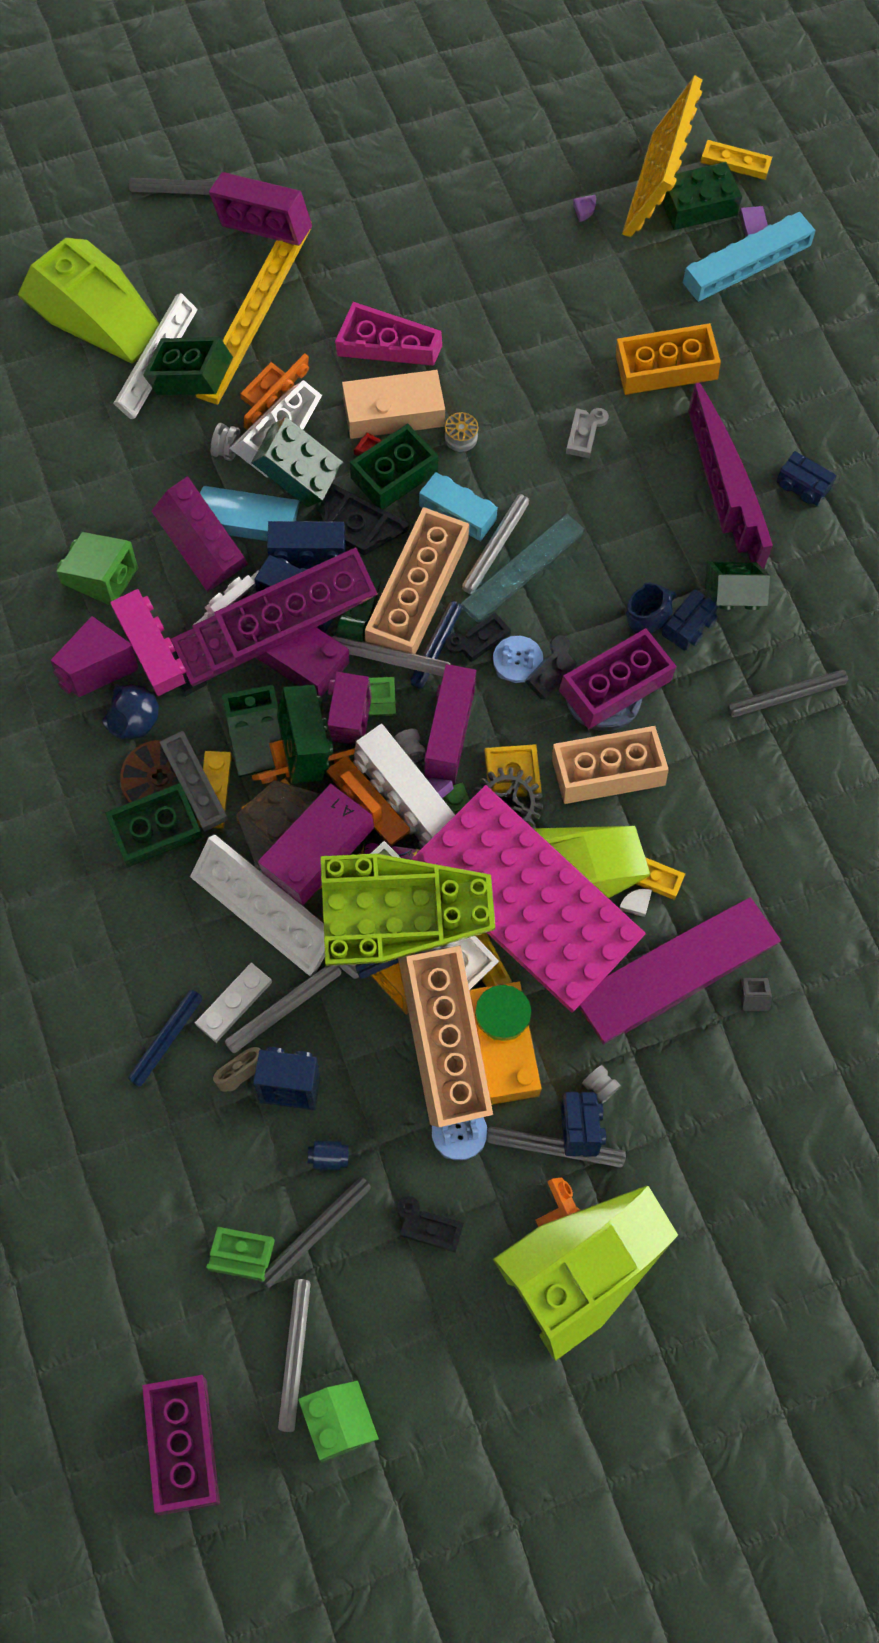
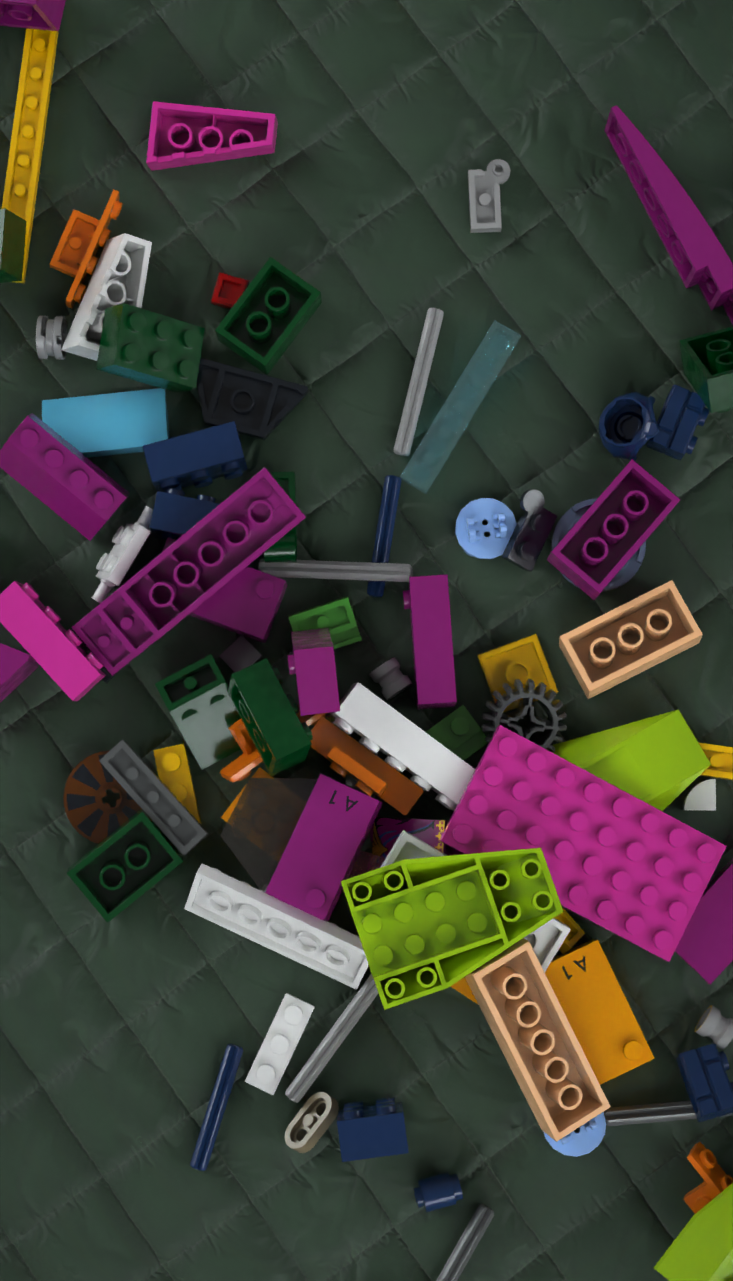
camera: 10 degrees left, 15 degrees up
(131, 712) = (53, 729): dark blue helmet -> none
(393, 401) = (242, 225): light nougat brick -> none
(417, 582) = (341, 466): light nougat brick -> none
(428, 1227) = (569, 1240): black hinge -> none
(442, 786) = (439, 723): medium lavender tile -> none
(459, 503) = (360, 344): medium azure brick -> none
(461, 432) = (335, 240): light grey wheel -> none
(479, 638) = (433, 515): black hinge -> none
(503, 1012) = (590, 985): green tile -> none
(667, 359) = (564, 68): light orange brick -> none

